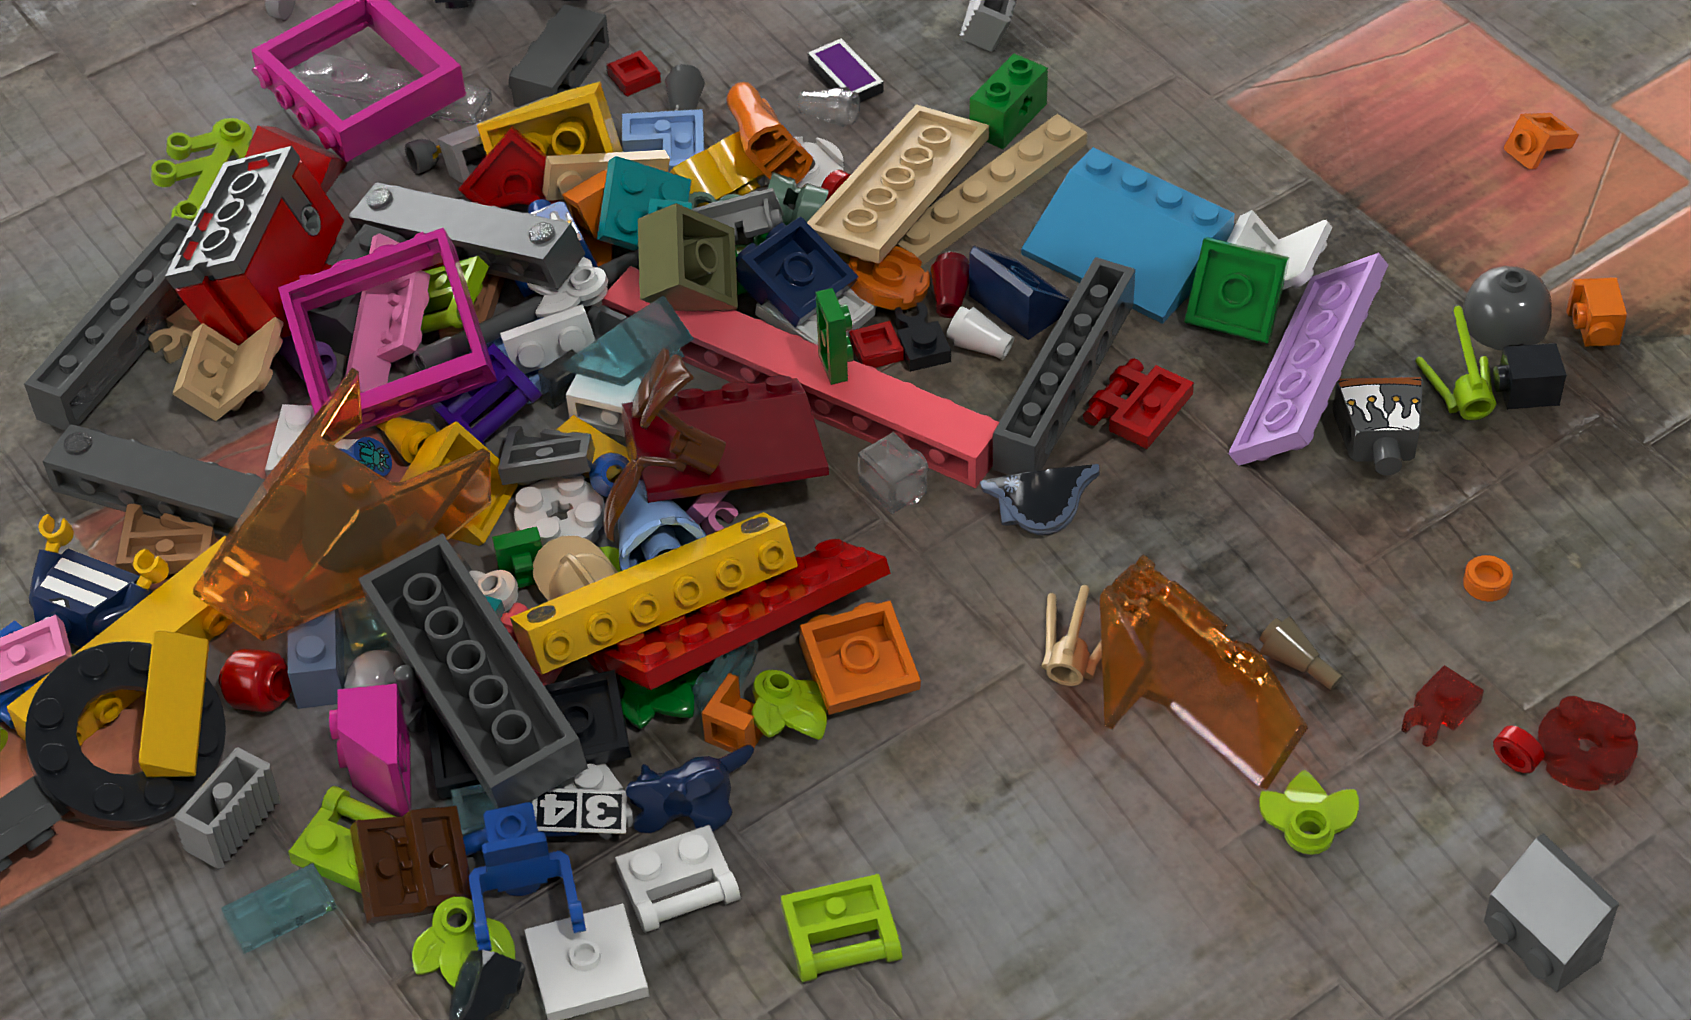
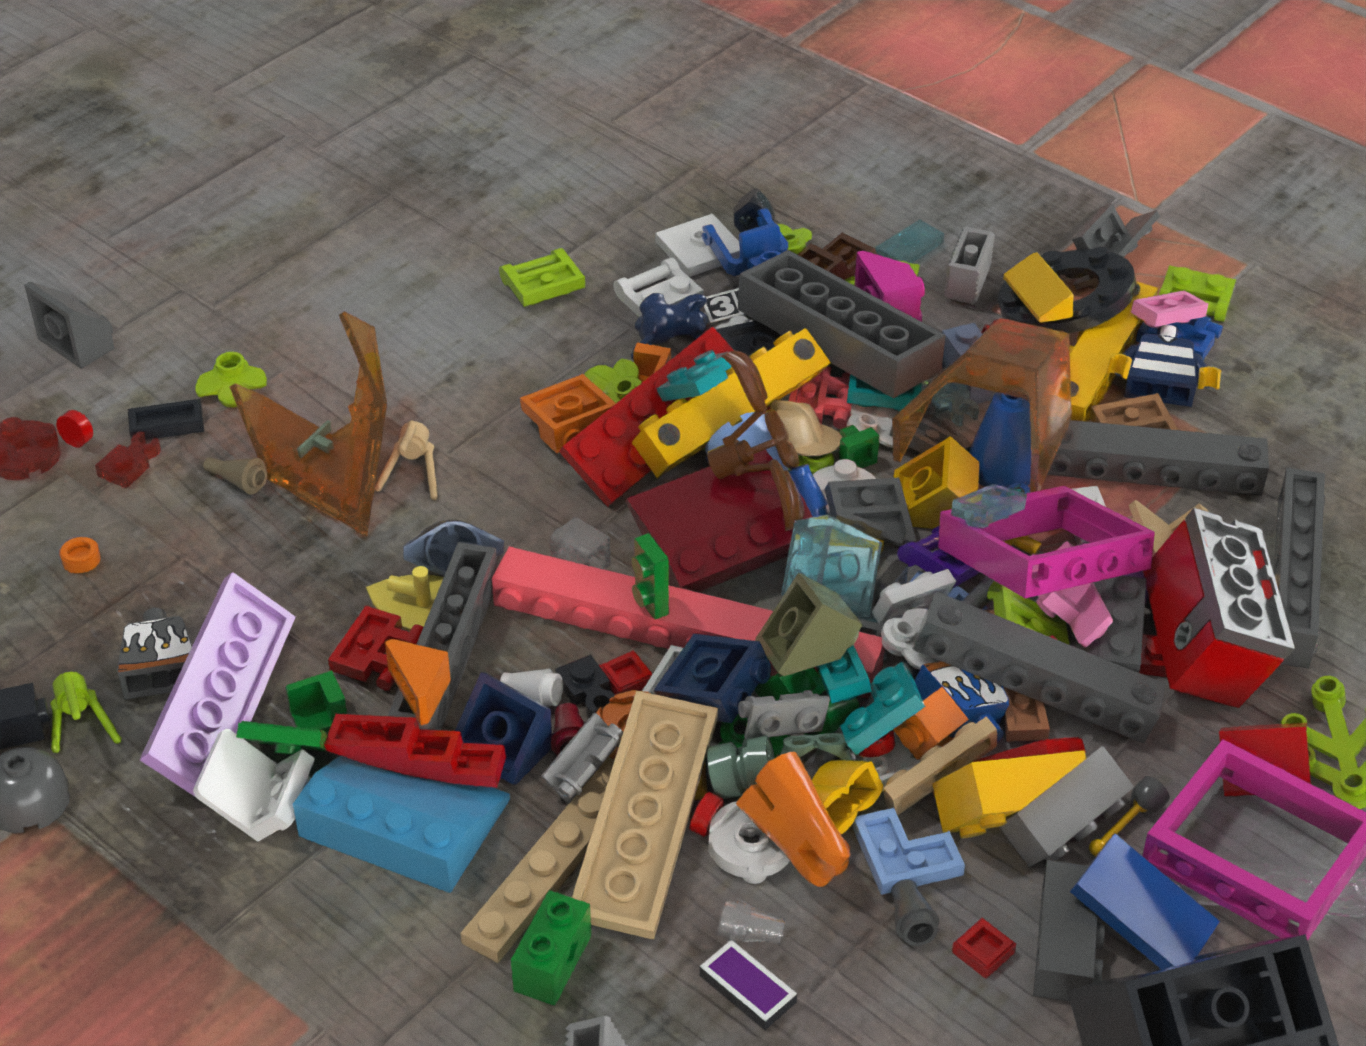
camera: 165 degrees right, 5 degrees down
(436, 336) = (988, 505): none -> clear light blue plate
(494, 51) = (1144, 905): none -> blue tile
(708, 576) = (696, 380): none -> teal plate
(955, 232) = (582, 757): none -> light grey hinge
(1099, 275) = (420, 675): none -> orange slope
(1118, 474) = (407, 596): none -> light yellow shield
(1156, 261) = (405, 749): none -> red slope
(1192, 679) = (318, 440): none -> sand green piece
(1205, 353) = (315, 701): none -> green panel
(1397, 764) = (167, 419): none -> black tile

